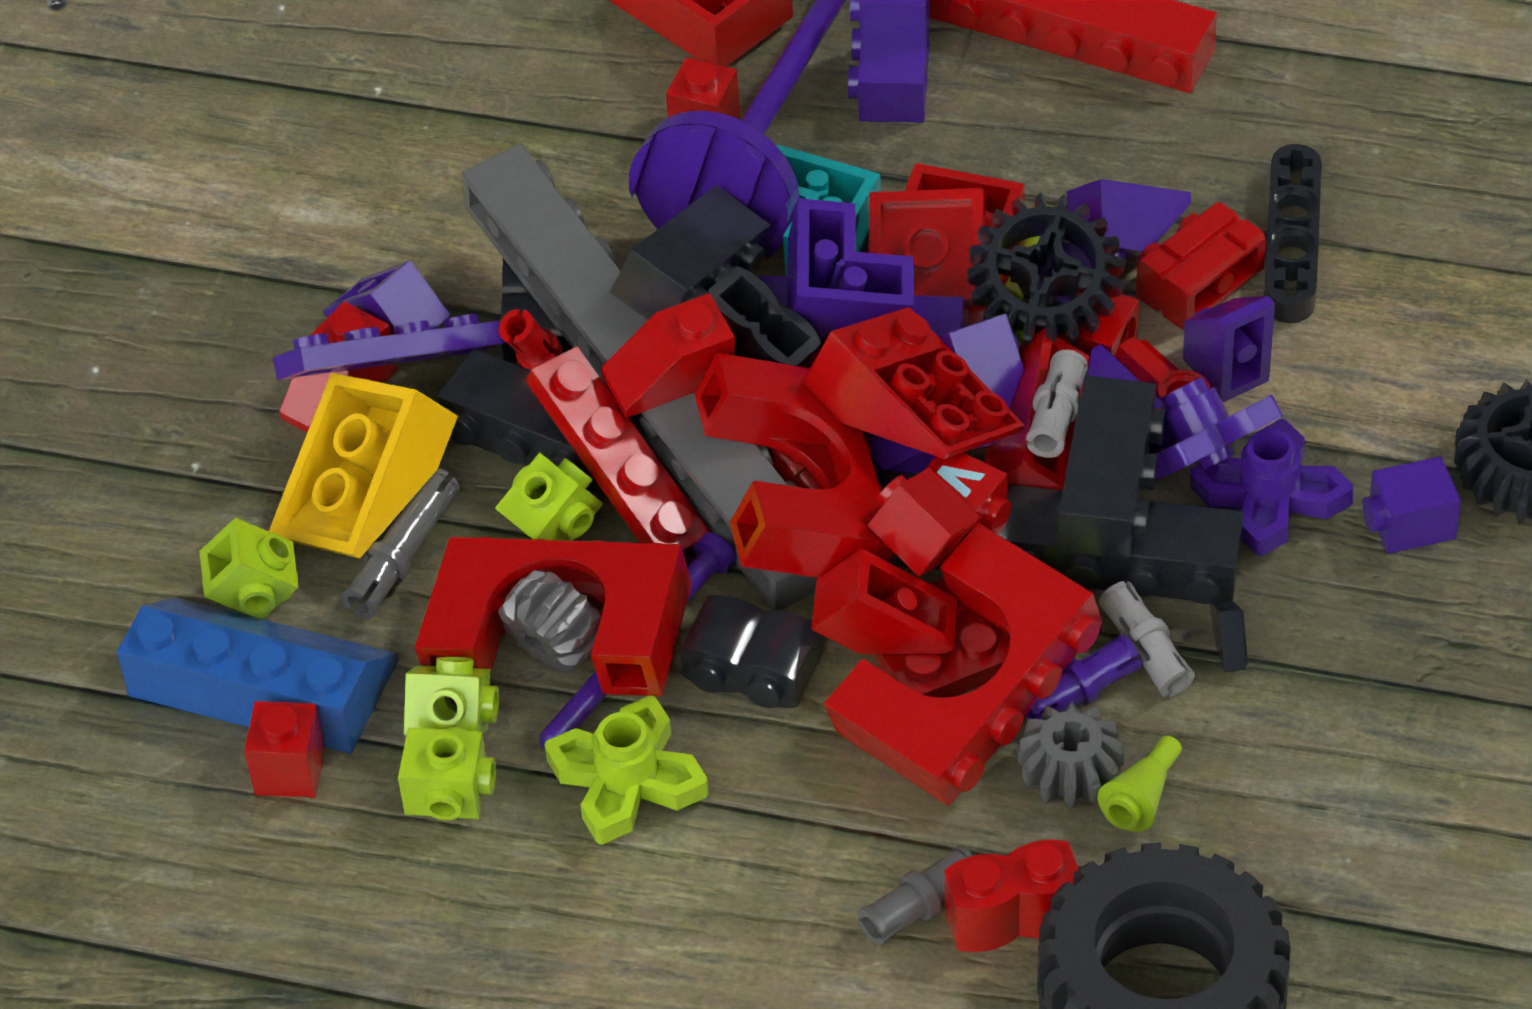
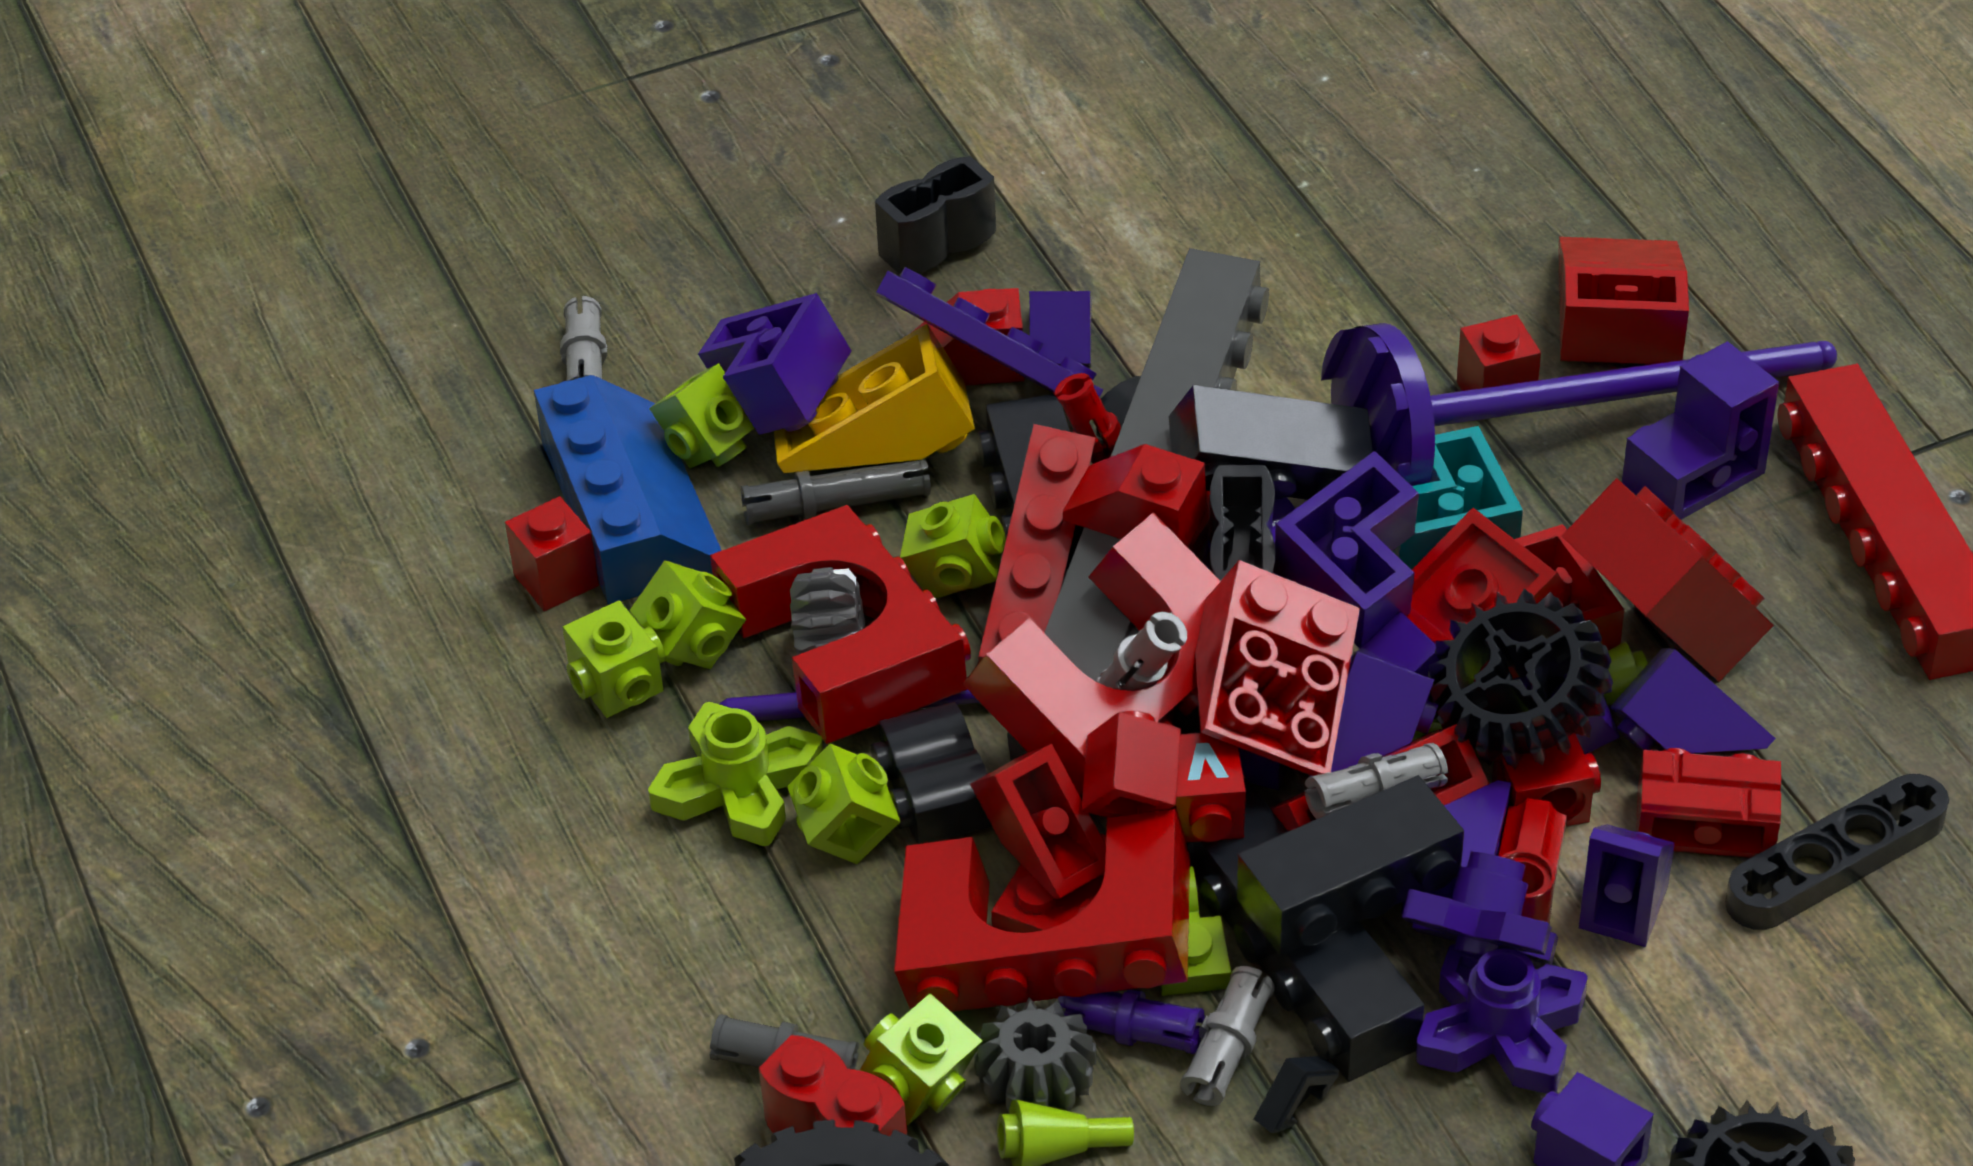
camera: 50 degrees right, 5 degrees down
(66, 606) = (583, 345): none -> light grey pin
(192, 304) = (936, 215): none -> black brick
(258, 479) = (779, 360): none -> dark purple brick
(732, 719) = (843, 803): none -> lime brick
(830, 450) = (1148, 648): none -> light grey pin
(1015, 810) = (922, 1055): none -> lime brick
(1029, 137) = (1671, 576): none -> red brick

